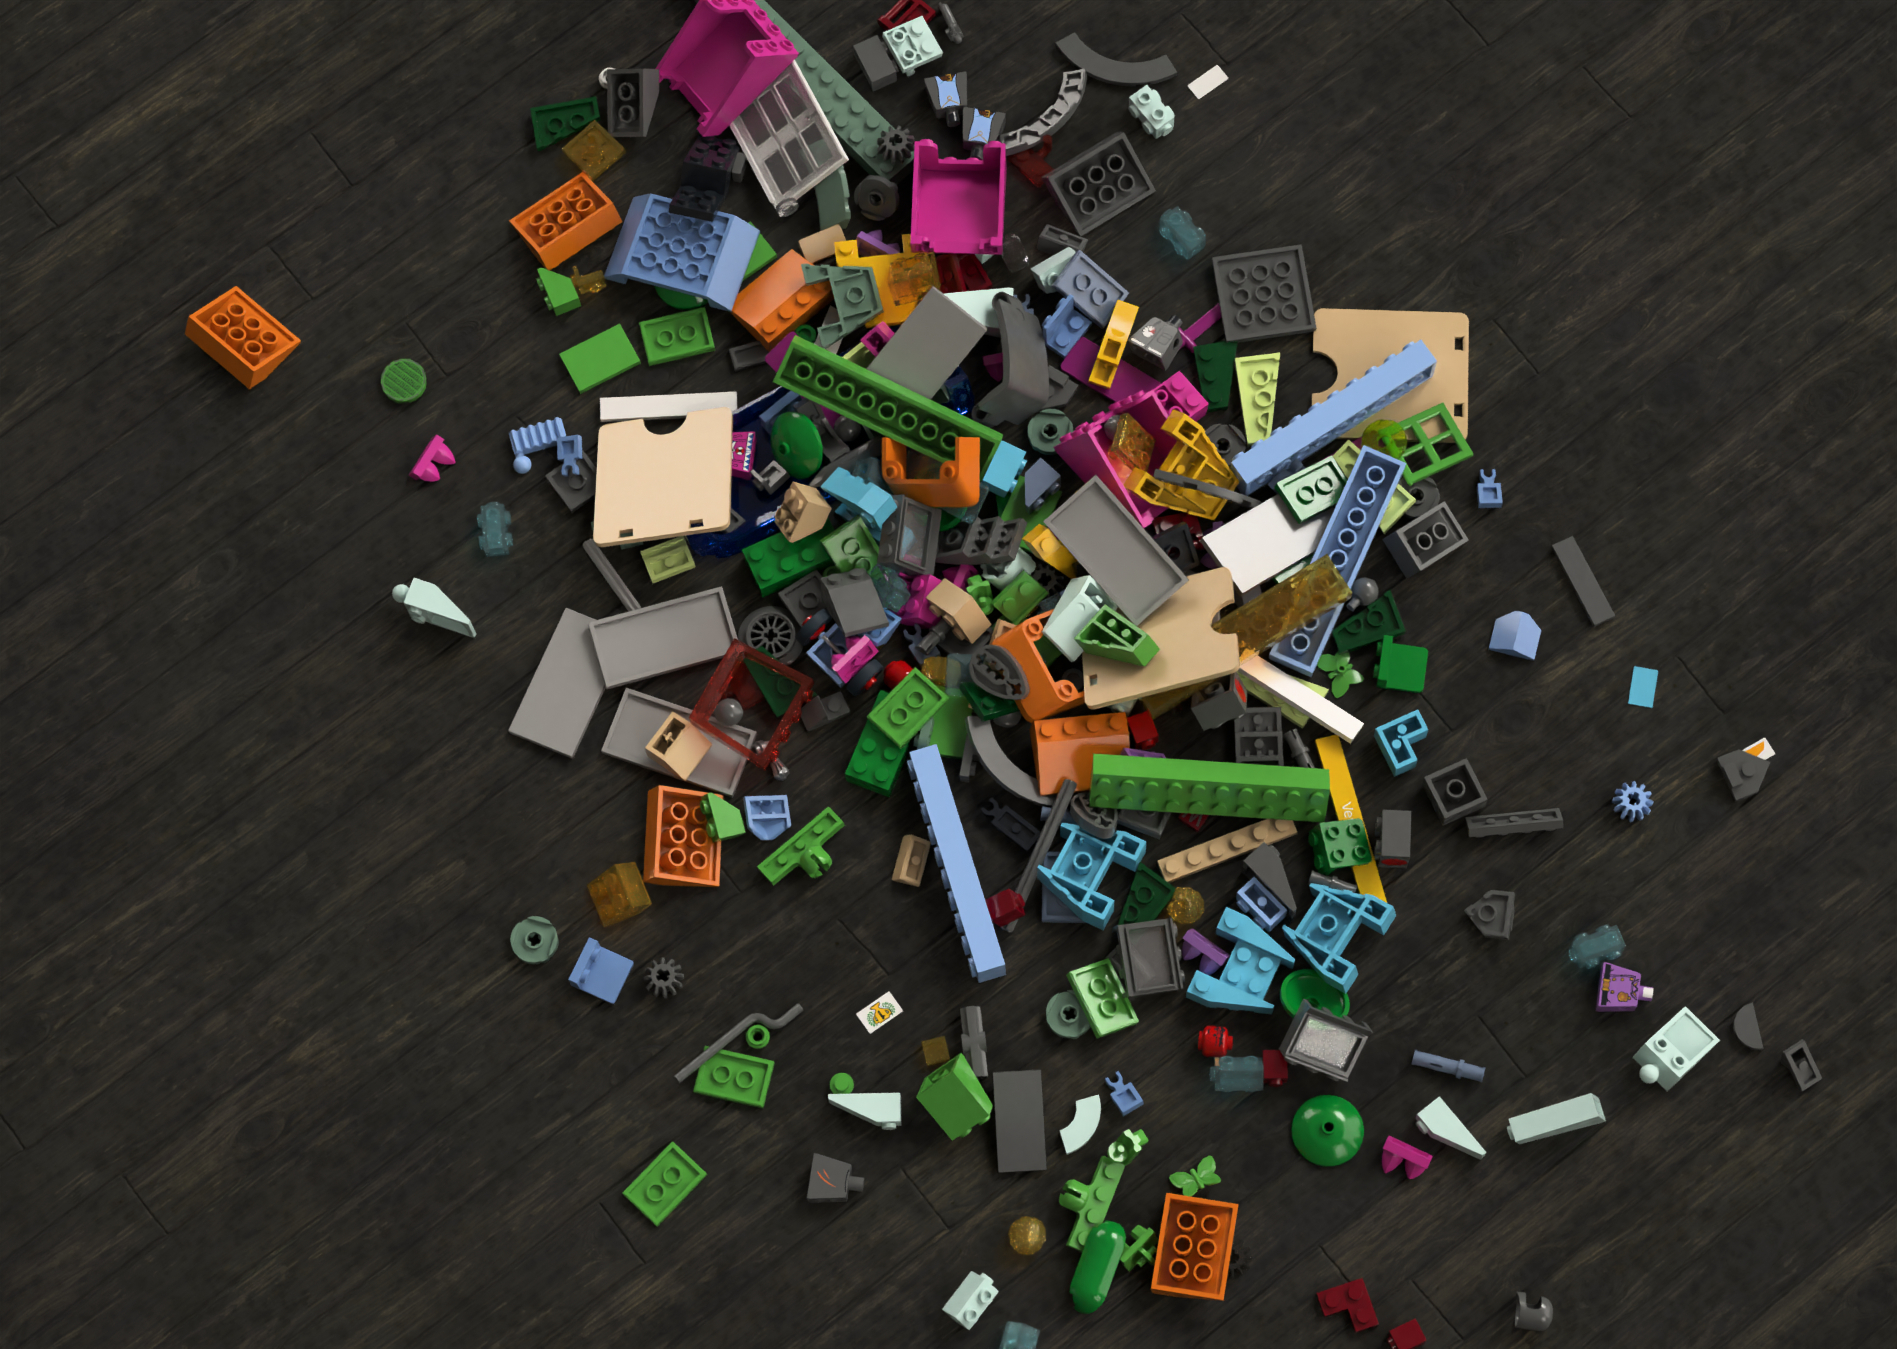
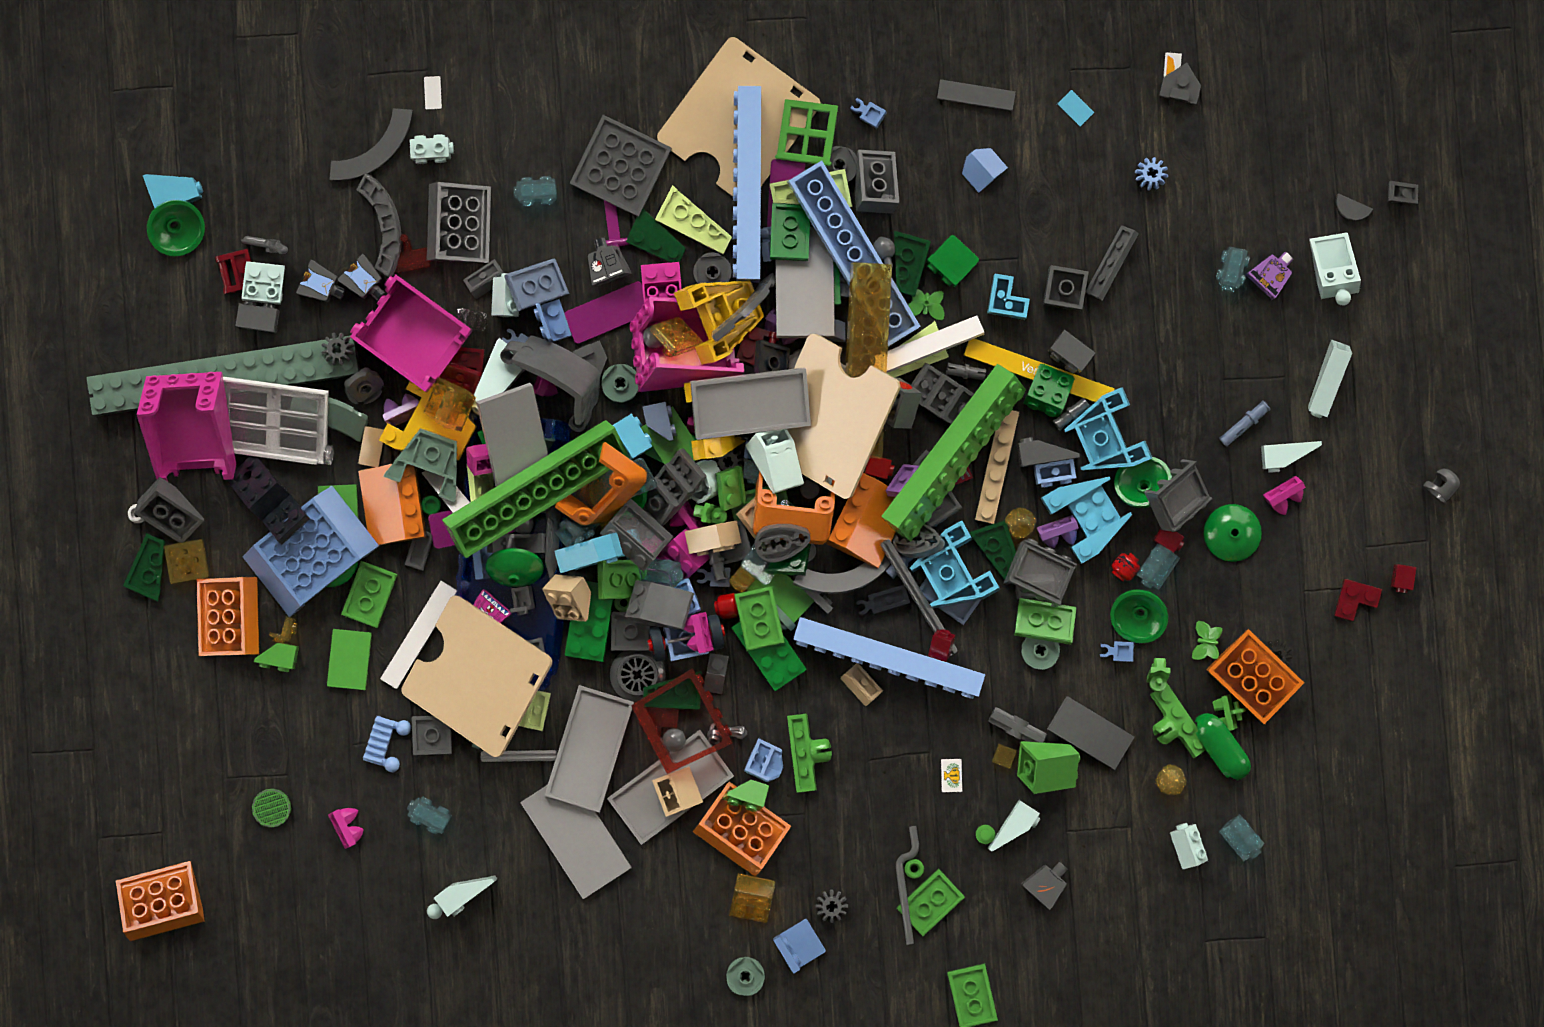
camera: 60 degrees left, 15 degrees up
(569, 450) = (408, 726): medium blue plate -> none
(739, 167) = (271, 466): dark grey tile -> none
(1083, 1125) = (1120, 691): light aqua tile -> none
(1113, 344) = (587, 295): yellow slope -> none
(1116, 638) = (813, 445): bright green wedge -> none
(1162, 1087) = (1137, 625): none -> green dish
(1385, 428) = (798, 160): clear neon green tile -> none
(1493, 914) = (1164, 321): dark grey plate -> none

